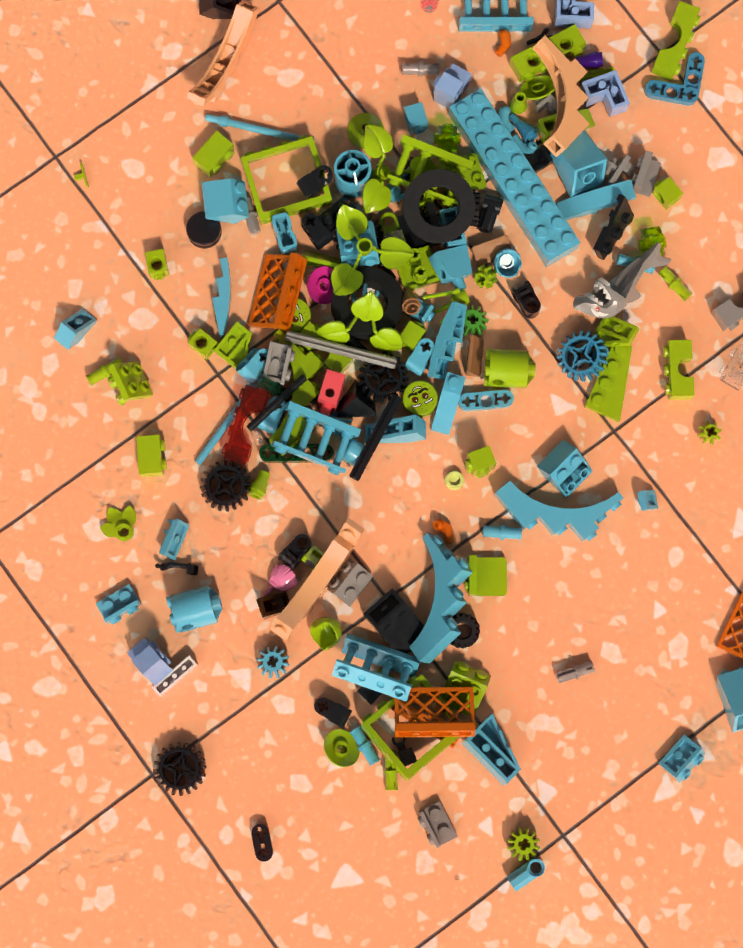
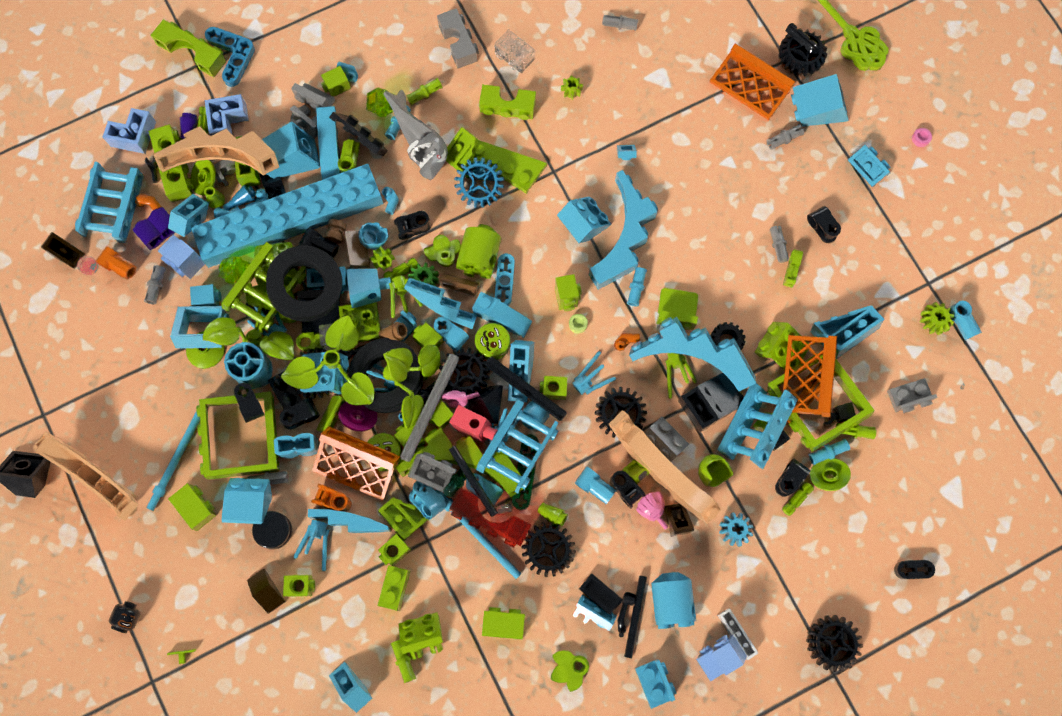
camera: 80 degrees left, 5 degrees down
(106, 118) = (124, 617): none -> black head
(148, 235) = (265, 591): none -> dark brown slope
(167, 350) = (394, 588): none -> lime brick
(177, 578) = (635, 617): none -> black bar
(191, 541) = (601, 594): none -> black tile
(210, 270) = (315, 530): none -> medium azure plant
(241, 274) = (328, 498): none -> orange piece
(295, 518) = (591, 482): none -> medium azure piece
(313, 720) = (798, 498): none -> lime axle
(355, 375) = (455, 398): none -> bright pink piece
(362, 541) = (634, 403): none -> black gear
(379, 473) = (561, 382): none -> lime brick
(385, 102) = (194, 314): none -> medium azure window
(392, 494) = (583, 383): none -> medium azure plant
(429, 583) = (677, 361): none -> lime plant
(436, 25) = (113, 261): none -> orange piece
(477, 56) = (154, 228): none -> dark purple brick
(478, 298) = (401, 269): none -> lime axle
(493, 83) = (188, 214): none -> medium azure brick
(506, 226) = (335, 231): none -> medium nougat wheel
(508, 333) = (441, 248): none -> lime plate
(552, 274) = (391, 198): none -> medium azure arm
(553, 689) = (792, 268): none -> lime piece
(587, 223) = (349, 155): none -> lime piece
(608, 714) = (824, 223): none -> black piece
(684, 205) = (349, 70): none -> medium azure arm
(698, 665) = (785, 137): none -> light grey pin
(727, 813) = (921, 137): none -> bright pink tile

